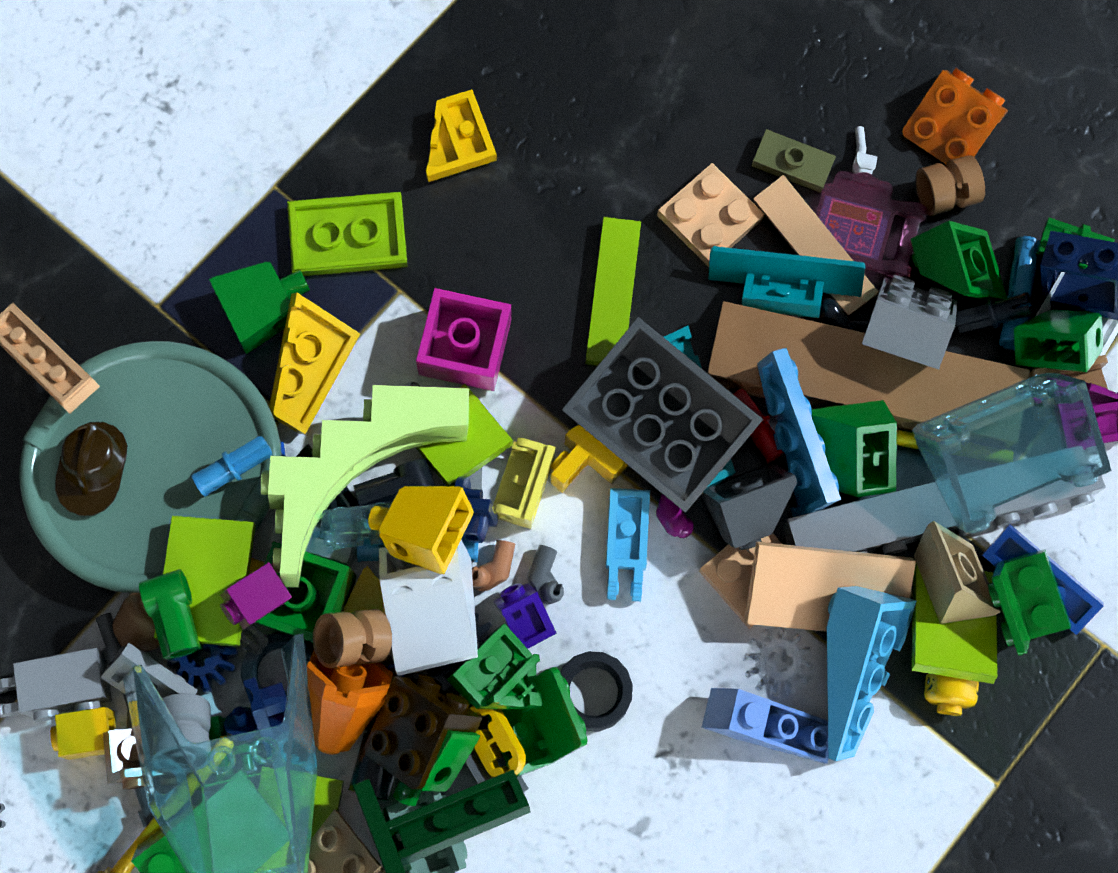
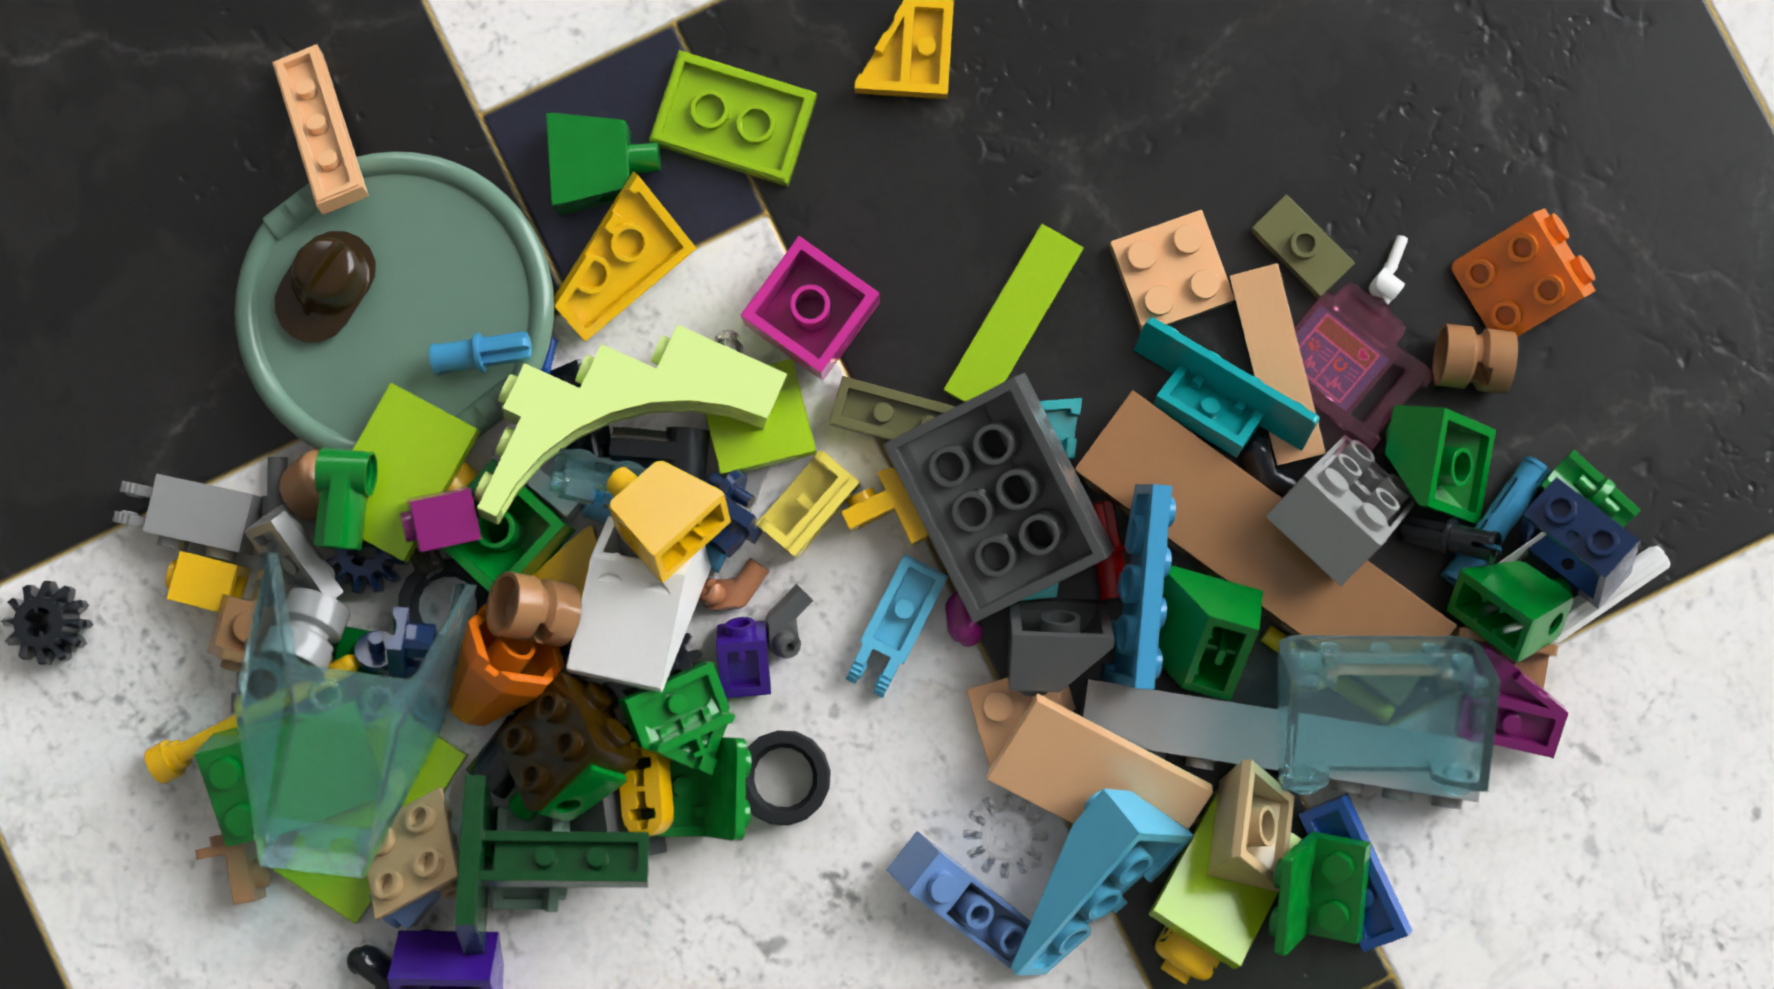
camera: 30 degrees right, 10 degrees up
(545, 393) = (881, 410): none -> olive plate

